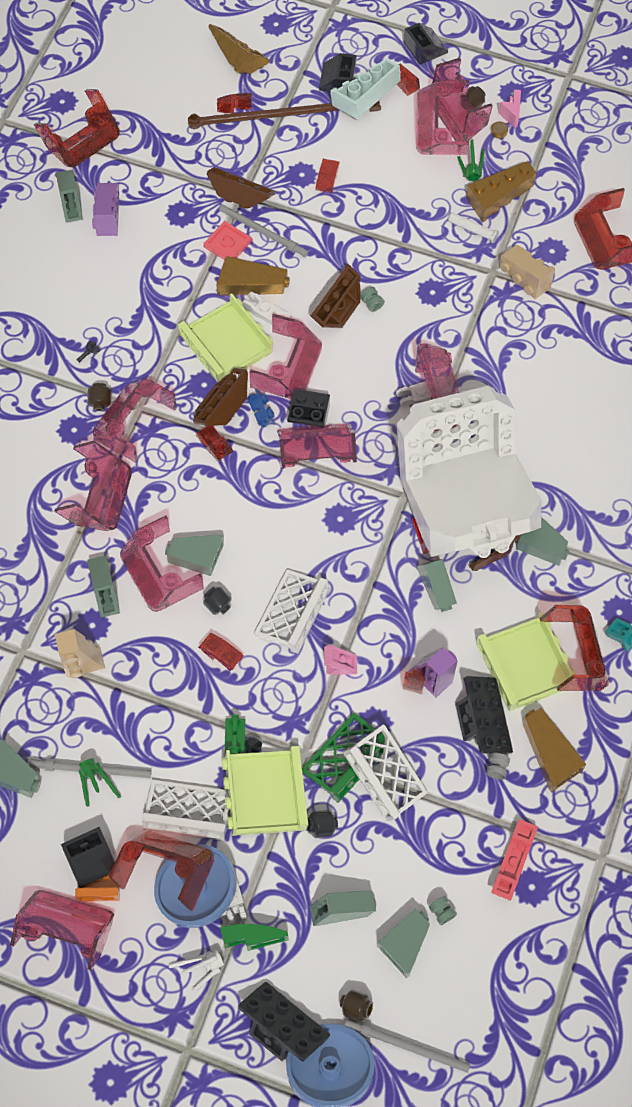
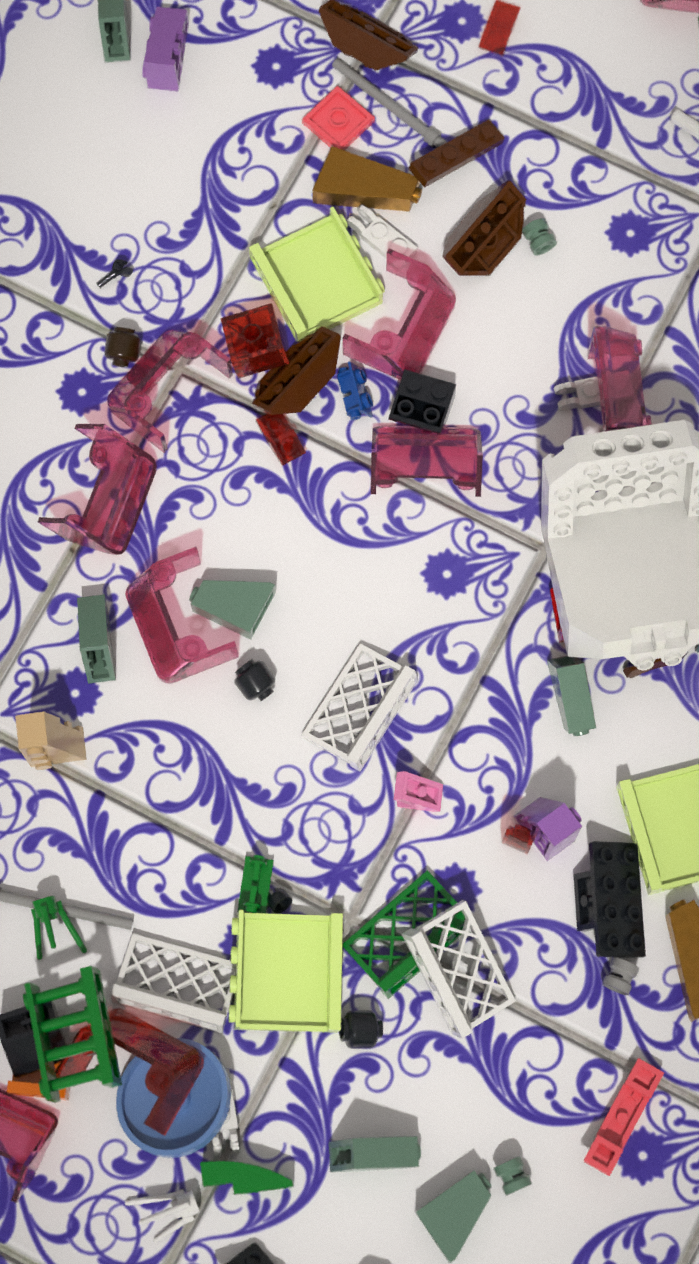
camera: 10 degrees right, 10 degrees up
(140, 846) = (100, 1042): none -> green fence
(189, 382) = (254, 340): none -> clear red slope
(221, 650) = (251, 756): clear red slope -> none
(309, 253) = (456, 153): none -> reddish brown plate

